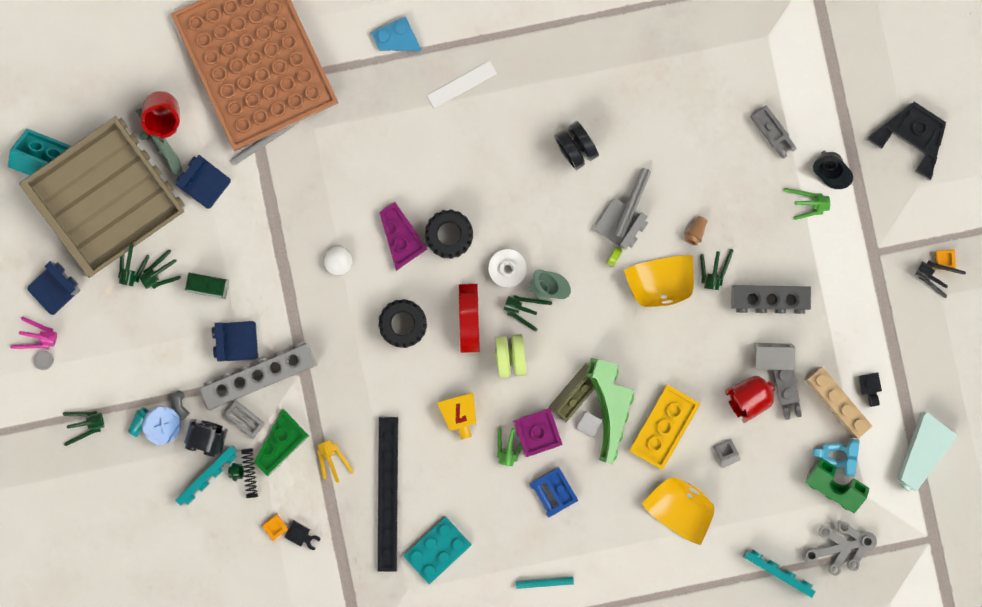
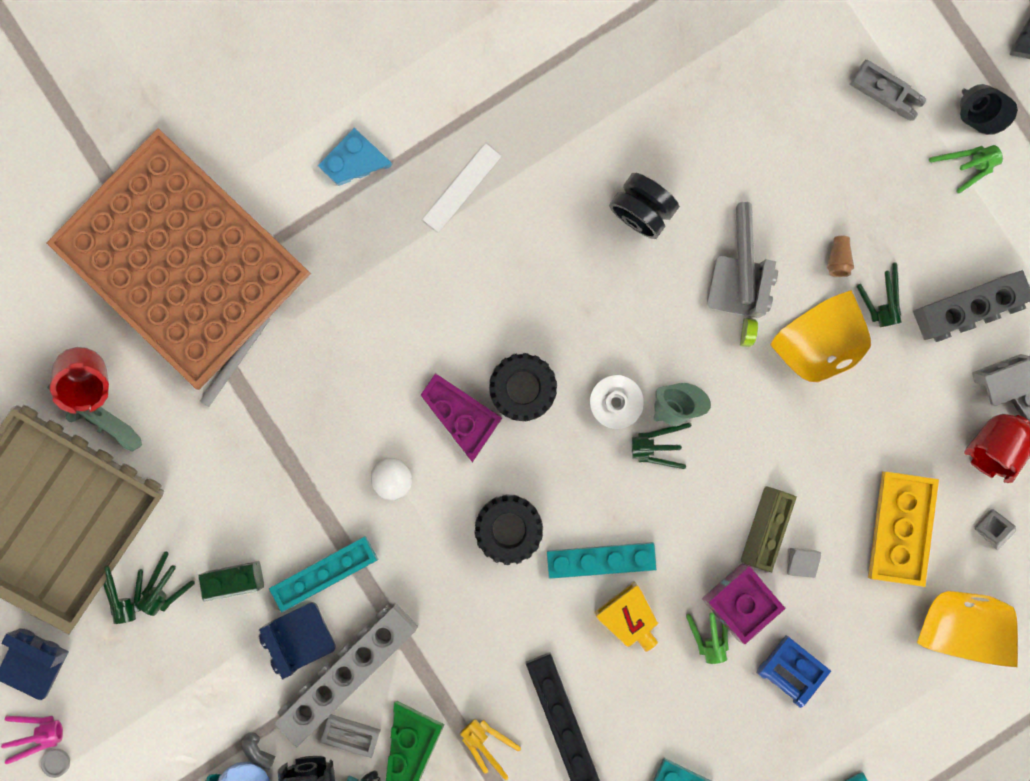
camera: 20 degrees left, 0 degrees up
(203, 181) = (172, 445): dark blue bracket -> none
(269, 305) = (323, 574): none -> teal plate
(455, 369) = (601, 560): none -> teal plate
(469, 318) = (593, 487): red arch -> none
(509, 356) = (666, 517): yellowish green wheel -> none
(614, 405) = (829, 527): arch -> none

